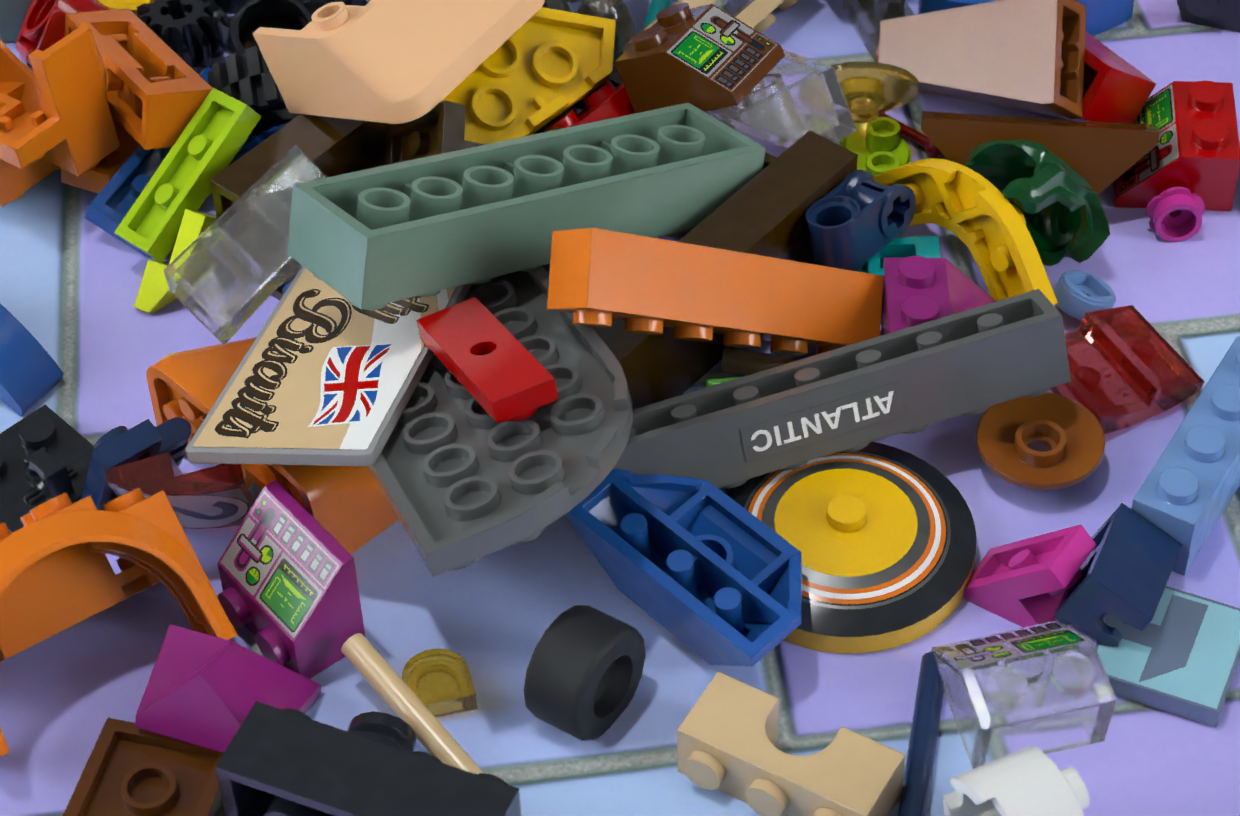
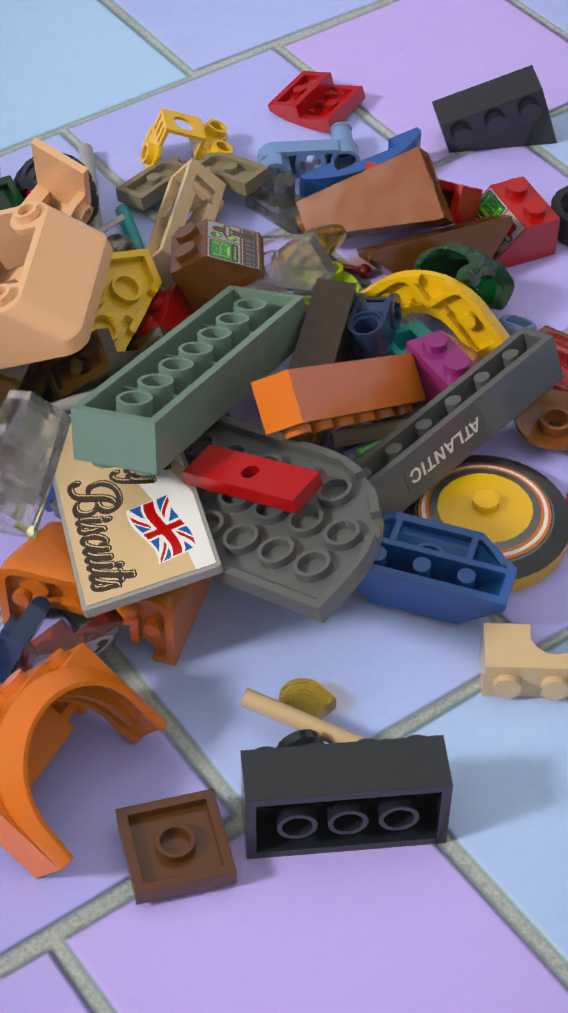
camera: 30 degrees left, 0 degrees up
(209, 686) = (184, 764): magenta slope -> none
(290, 585) = (183, 672): magenta slope -> none
(584, 672) = (399, 656): black tyre -> none
(1179, 224) = (532, 264): dark pink plate -> none

